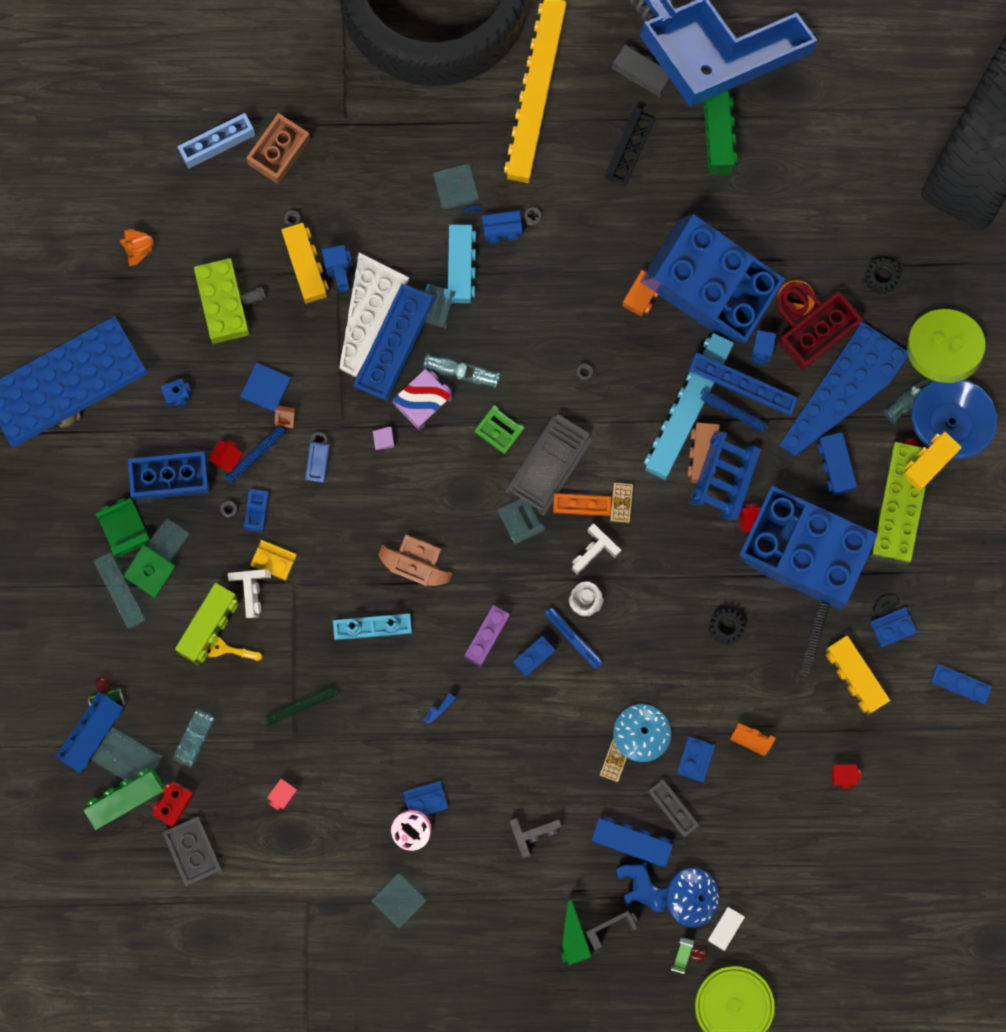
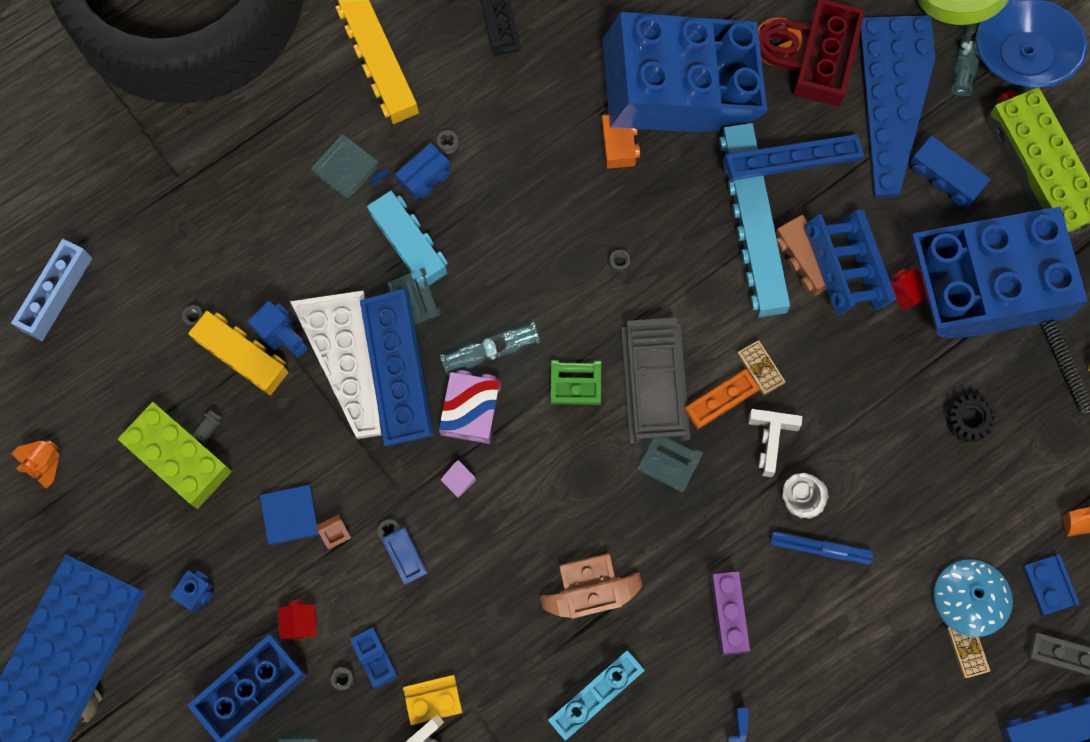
camera: 30 degrees left, 5 degrees down
(251, 456) = (329, 582): blue piece -> none
(278, 148) = (126, 253): nougat brick -> none
(534, 657) = (797, 599): blue brick -> none
(731, 411) = (808, 186): blue piece -> none
(762, 347) = (785, 107): blue brick -> none
(931, 460) = (1052, 95): yellow brick -> none

